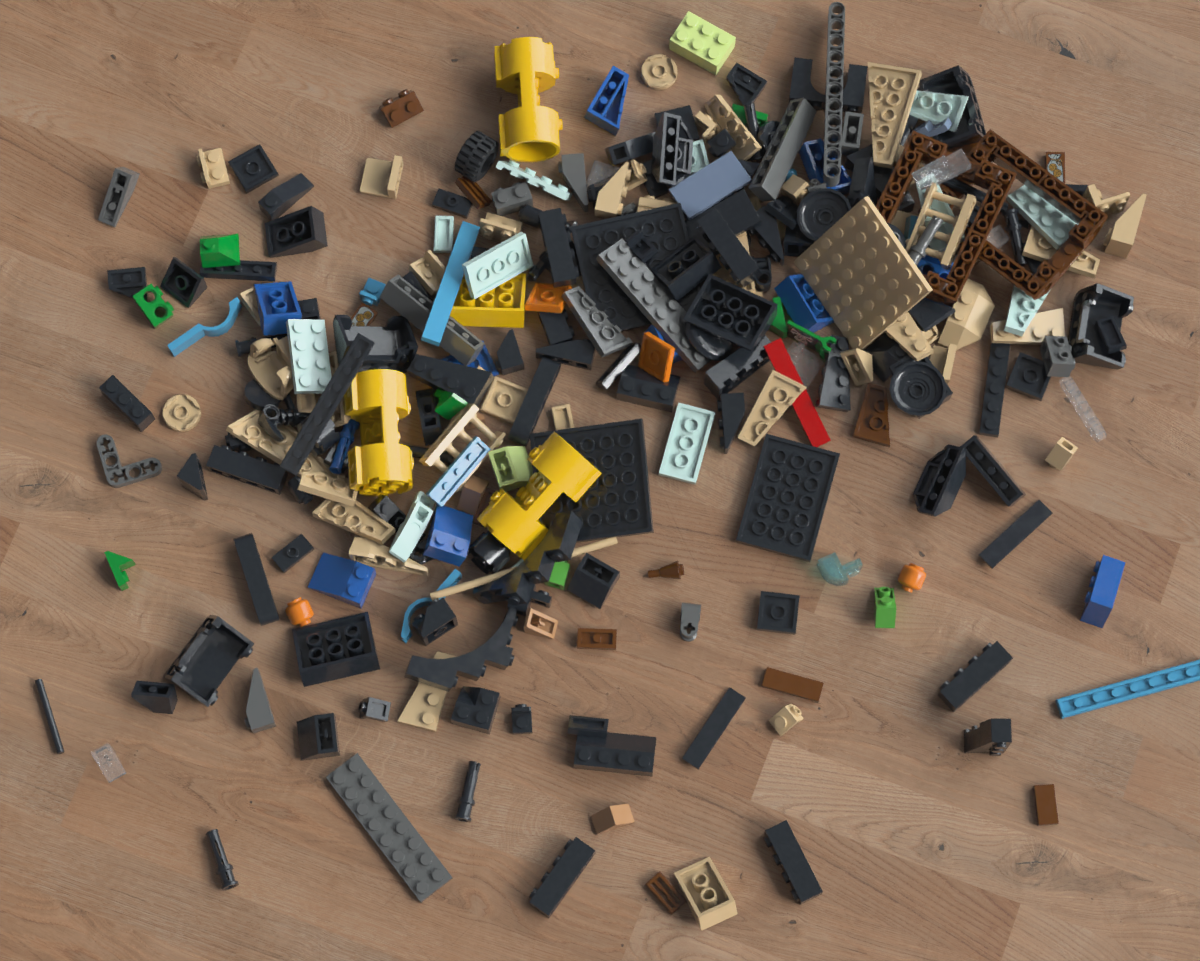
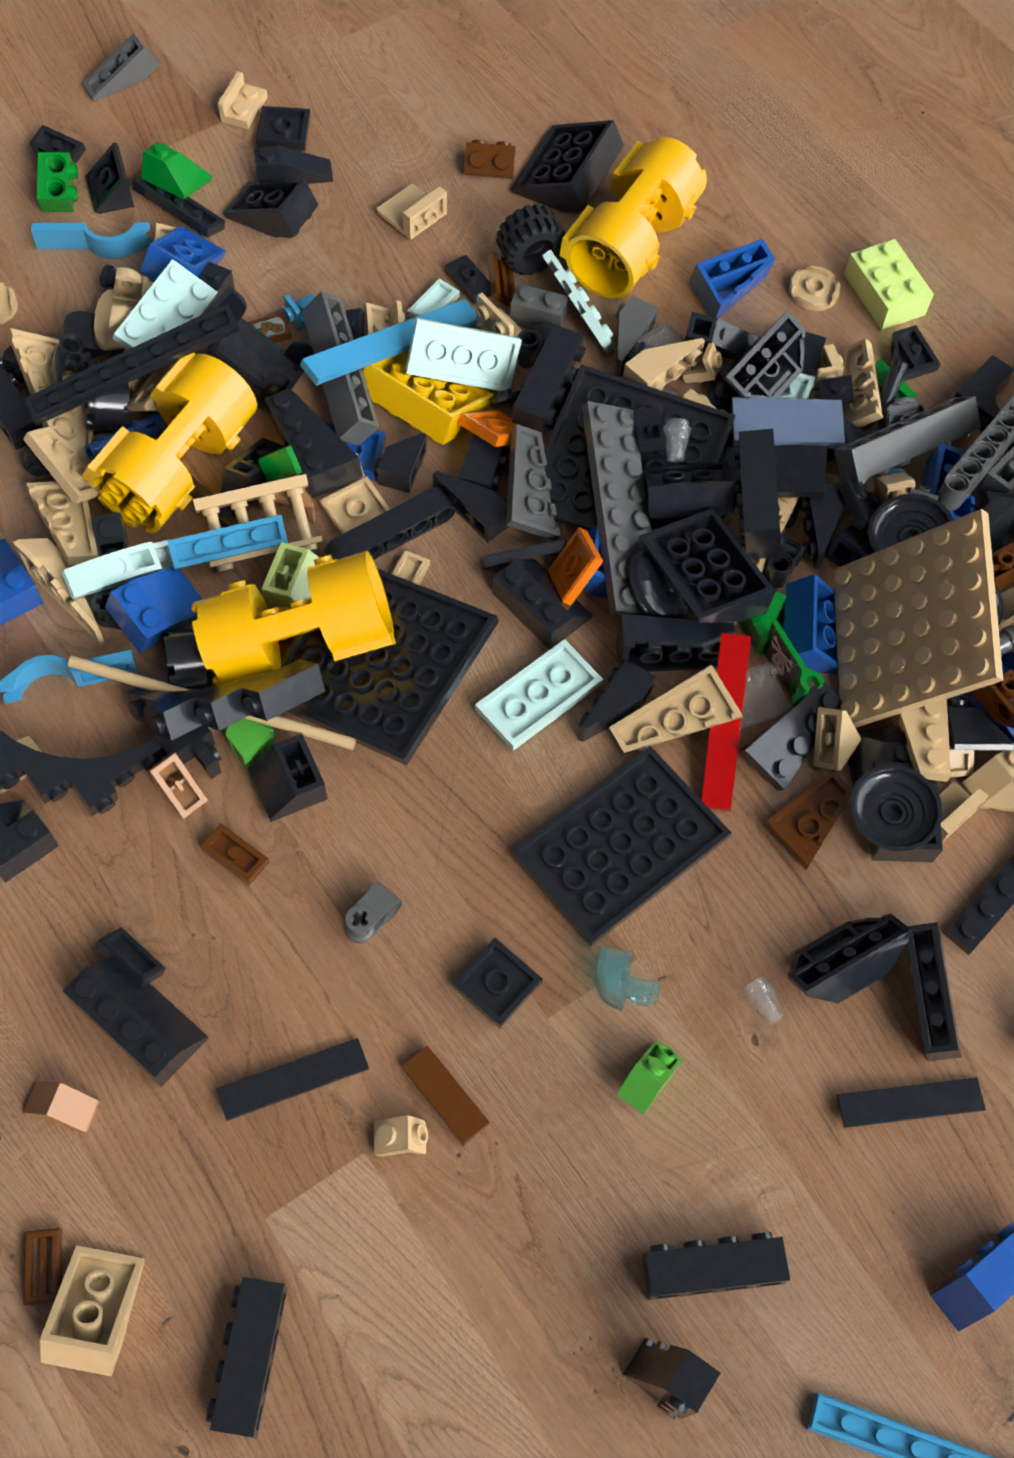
camera: 30 degrees right, 10 degrees down
(436, 621) = (52, 695): black slope -> none
(452, 80) = (569, 164): none -> black slope
(472, 495) = (225, 575): medium nougat slope -> none
(521, 719) = (57, 890): black bracket -> none
(528, 228) = (529, 348): none -> black cone
(658, 239) = (677, 436): none -> clear cone
(671, 570) = (400, 835): reddish brown cone -> none
(911, 577) = (718, 1061): orange head -> none
(913, 531) = (763, 999): none -> clear cone

